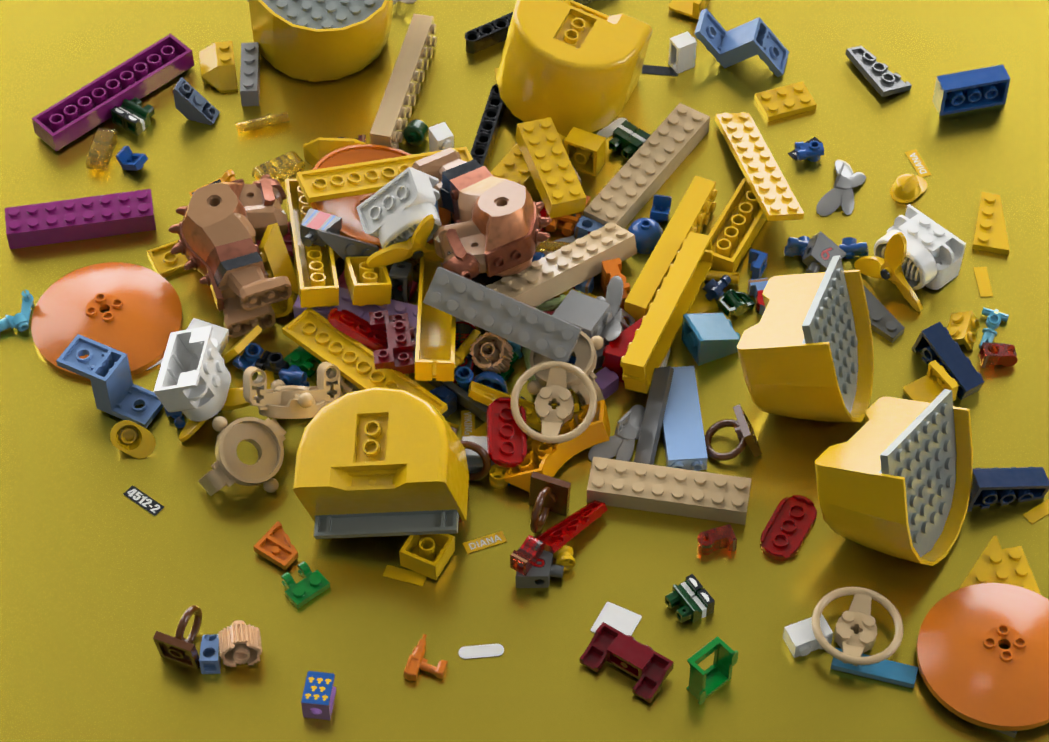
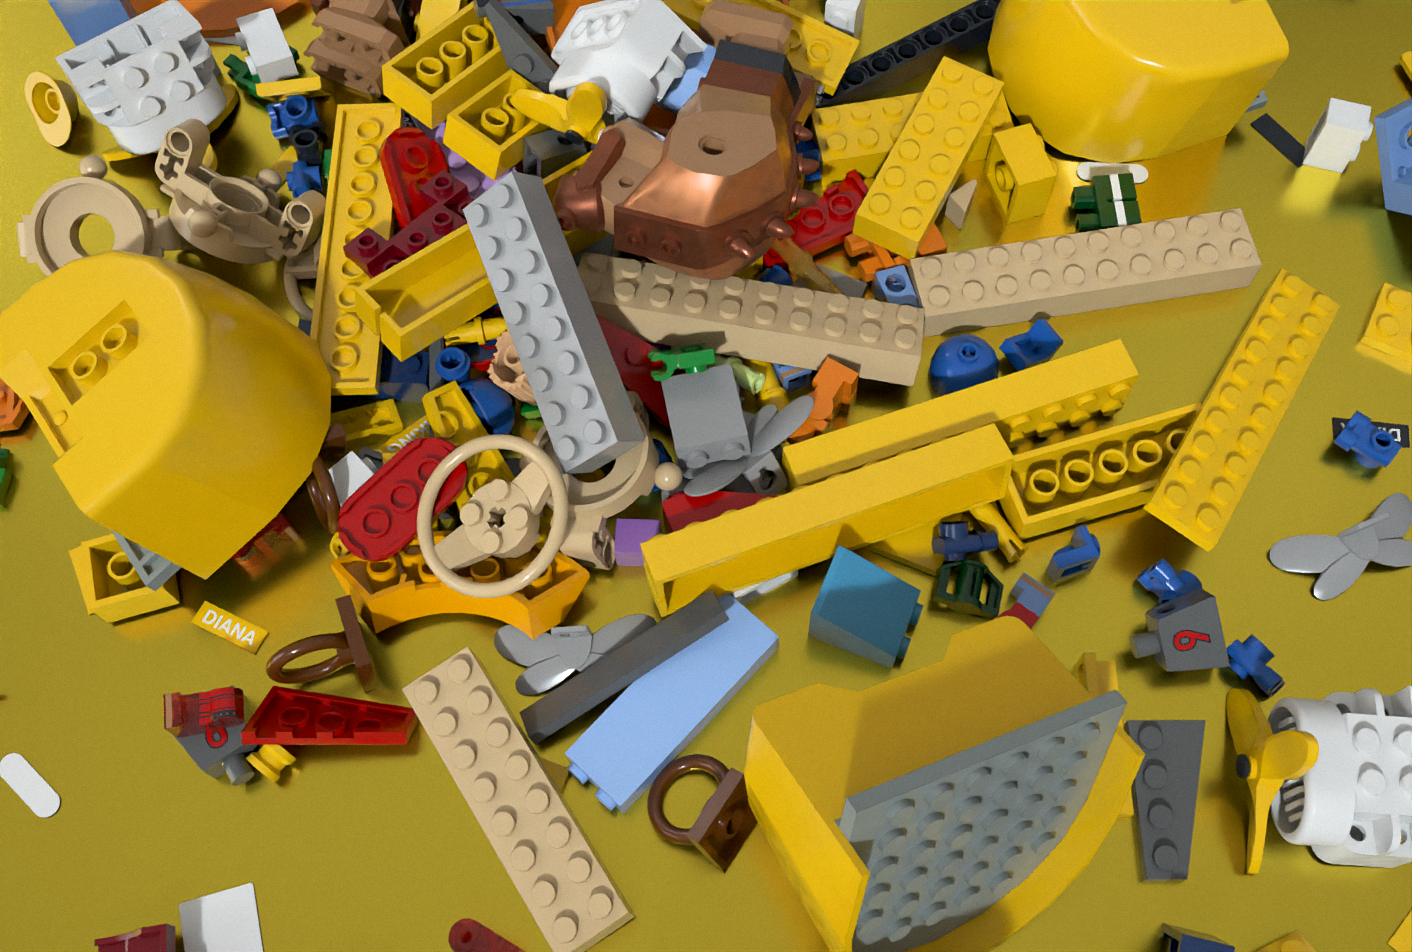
camera: 50 degrees right, 15 degrees up
(553, 299) = (689, 358): none -> green plate

